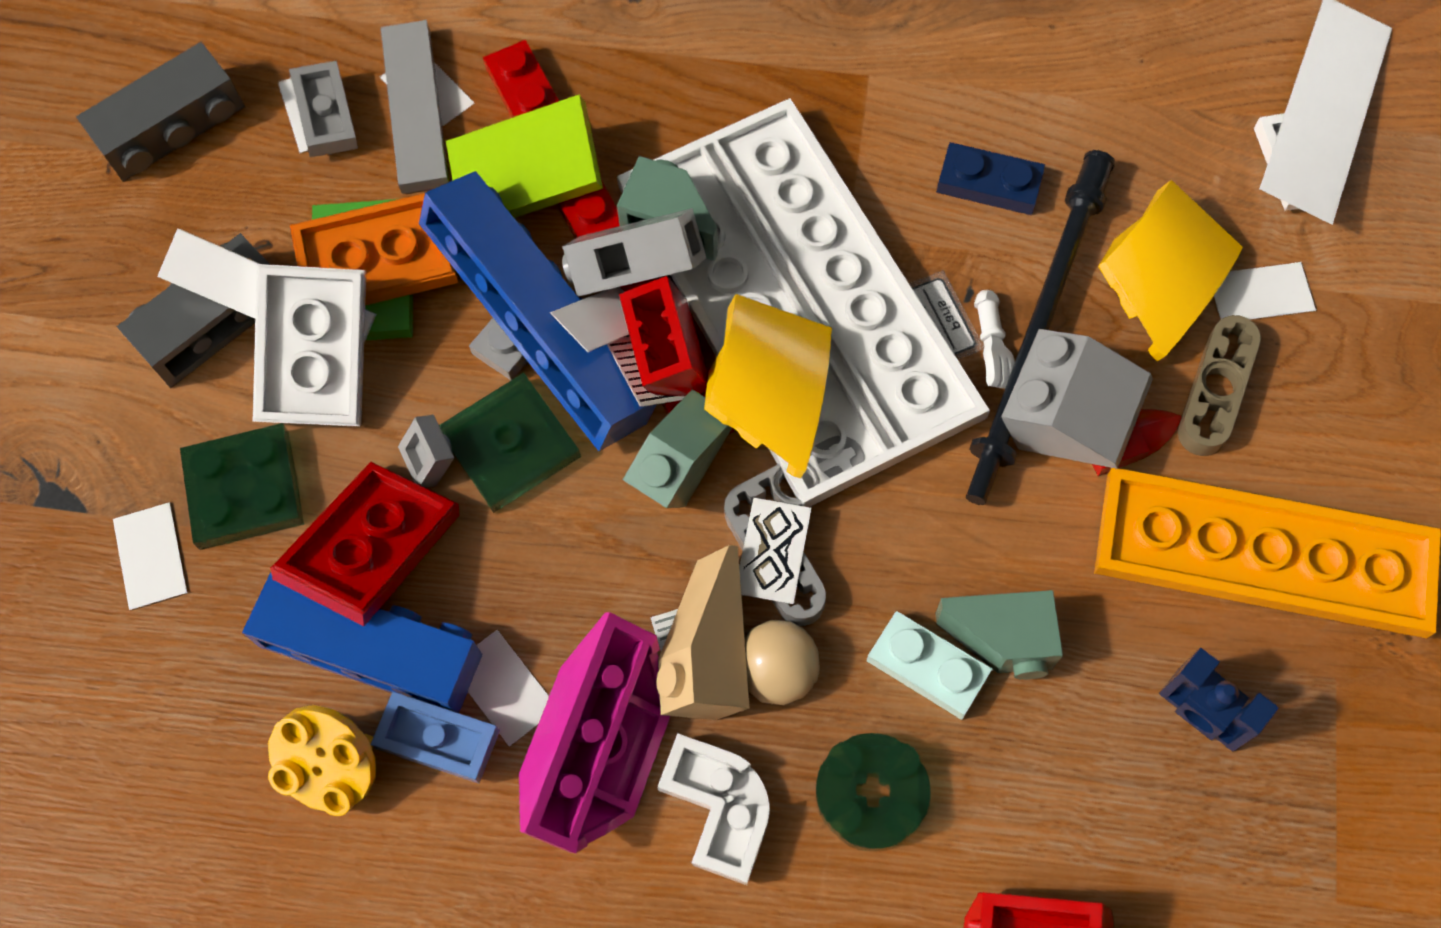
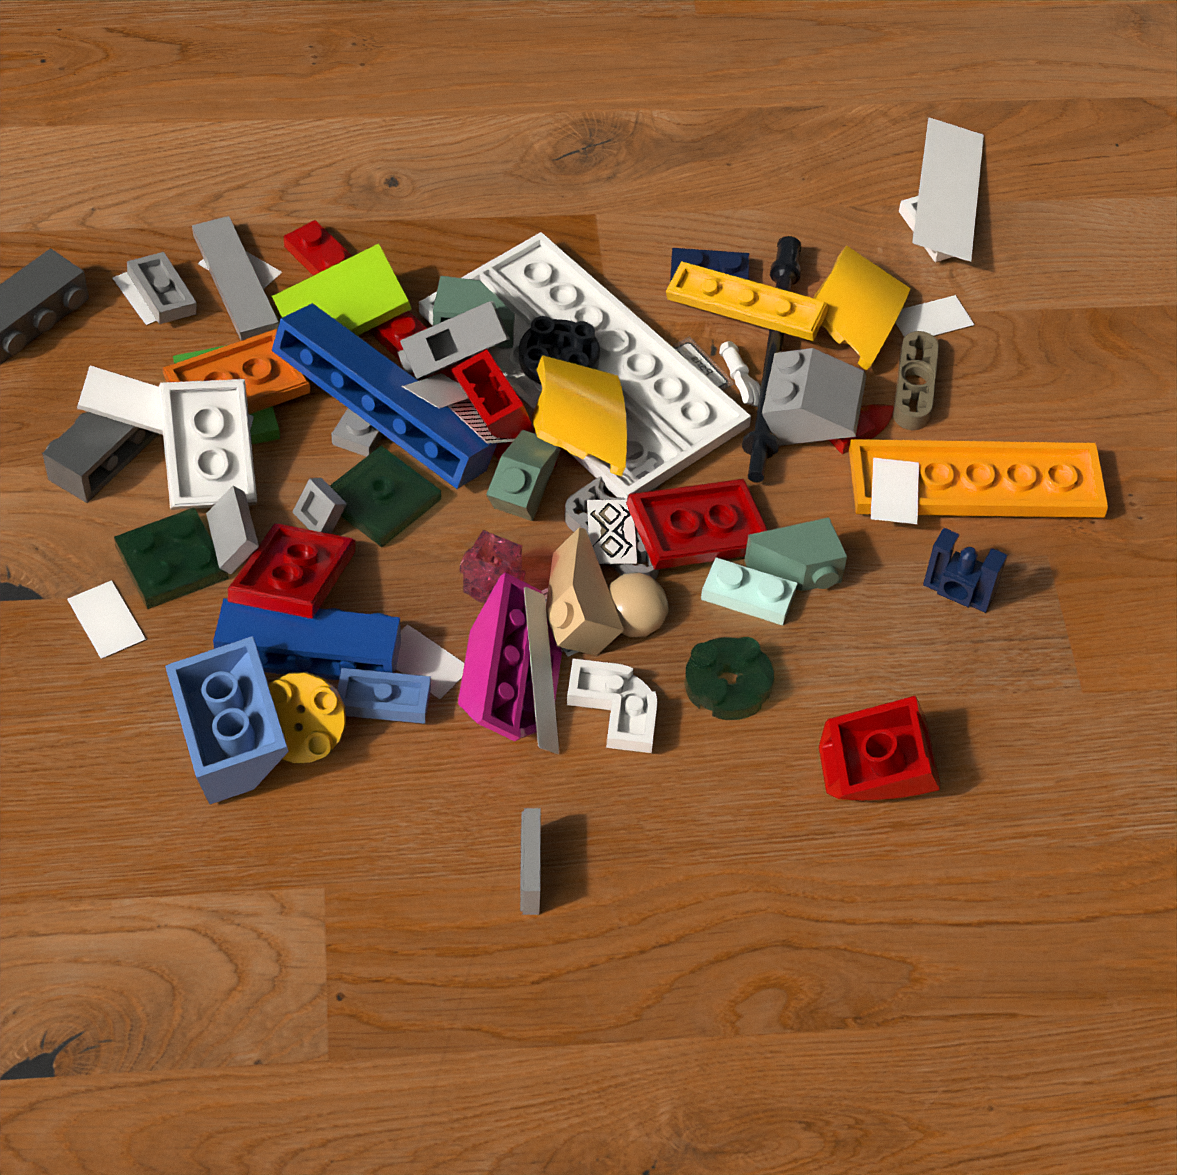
camera: 20 degrees left, 15 degrees down
(222, 750) = (227, 718): none -> medium blue slope
(313, 468) = (232, 530): none -> light grey tile
(602, 570) = (487, 562): none -> clear pink brick
(631, 749) = (541, 671): none -> white sticker
(770, 271) = (559, 340): none -> black tile
(885, 556) = (695, 522): none -> red tile
(1025, 240) = (747, 301): none -> yellow tile
(1151, 557) = (895, 491): none -> white sticker

